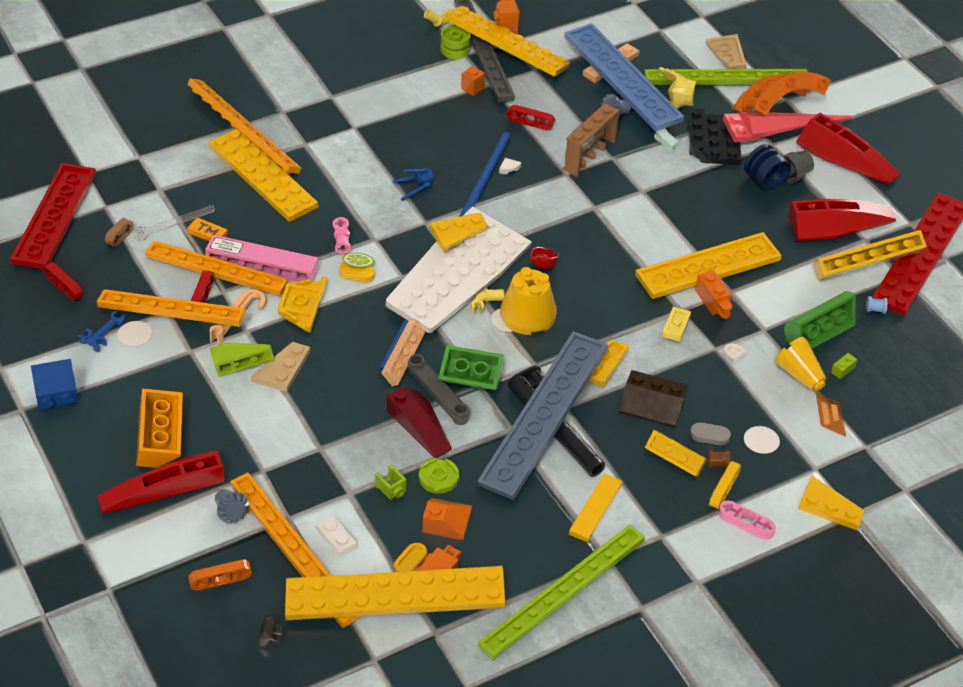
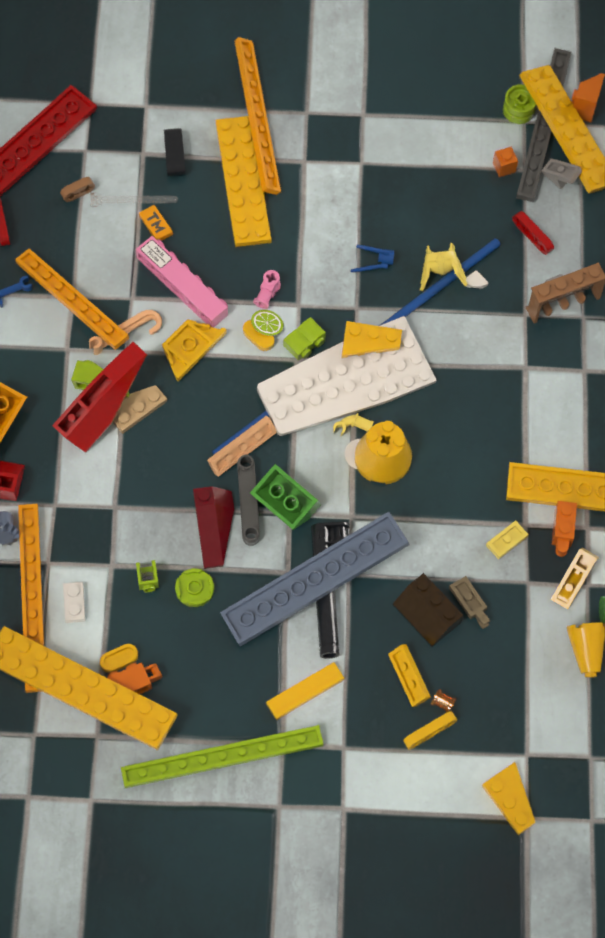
camera: 30 degrees right, 20 degrees up
(134, 333) = (32, 306): white sticker -> none
(188, 175) = (174, 152): none -> black beam
(203, 287) = (111, 290): red beam -> none
(222, 269) = (138, 271): light orange plate -> none
(255, 365) = (100, 401): none -> red wedge
(400, 257) = (304, 339): none -> lime brick
(437, 20) = (522, 65): light yellow piece -> none
(446, 518) = (173, 633): orange slope -> none
(474, 161) = (441, 264): none -> light yellow helmet
(521, 71) = (561, 172): none -> light grey slope
(543, 258) = (433, 405): red hair -> none
(609, 363) = (421, 544): yellow wing -> none
(684, 376) = (470, 601): none -> dark tan plate
(710, 434) = (456, 670): light grey tile -> none
(731, 518) = (437, 784): bright pink beam -> none
(733, 353) = (539, 597): white tile -> none
(752, 323) = (575, 577): none -> yellow slope
(761, 439) = (500, 699): white sticker -> none
(830, 414) = (582, 707): clear orange sticker -> none

